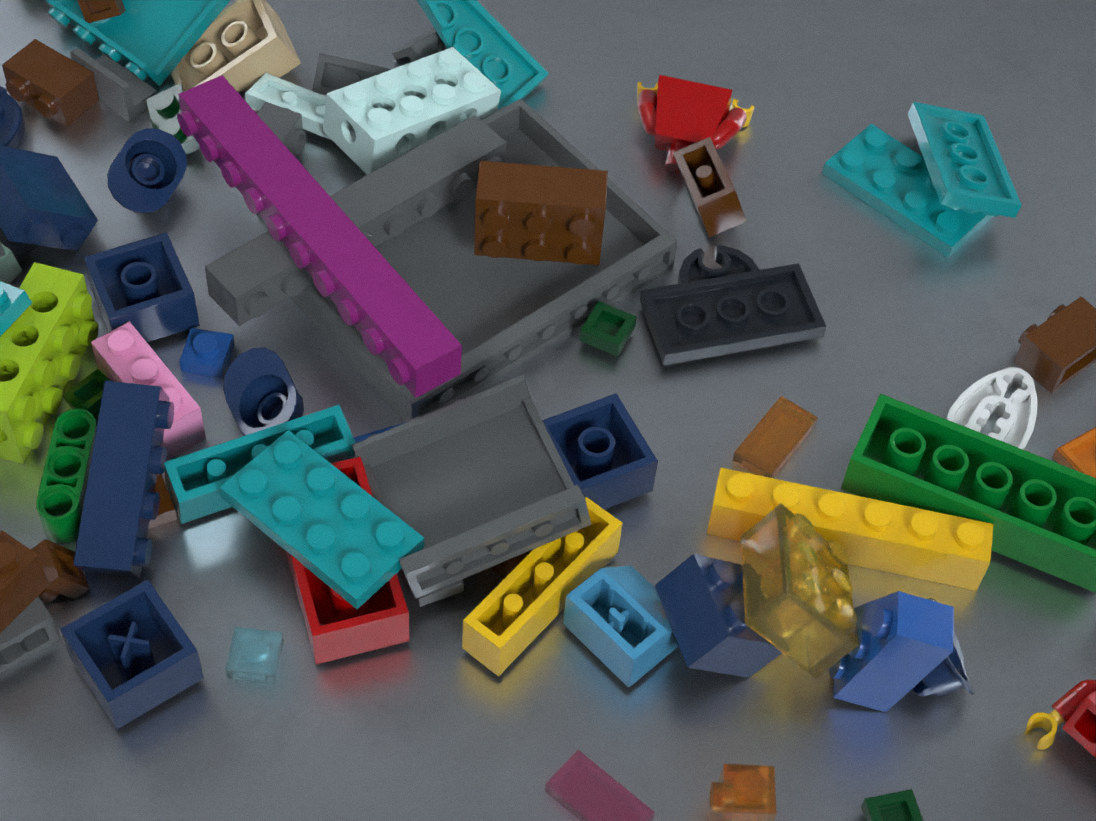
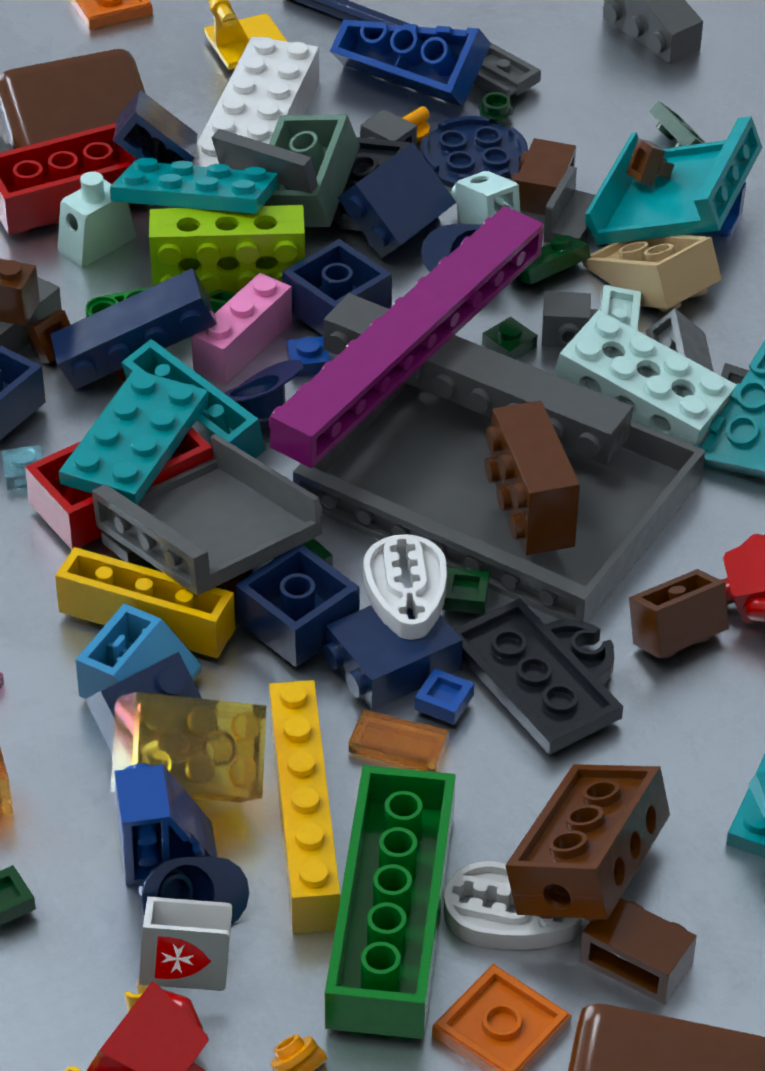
camera: 75 degrees right, 10 degrees down
(82, 134) = (484, 196): none -> light aqua torso
(606, 376) = (385, 587): none -> white piece
(670, 400) = (381, 663): none -> dark blue brick
(737, 385) = (444, 696): none -> blue plate
(981, 326) = (588, 842): none -> reddish brown brick
(1031, 690) = (185, 943): none -> piece

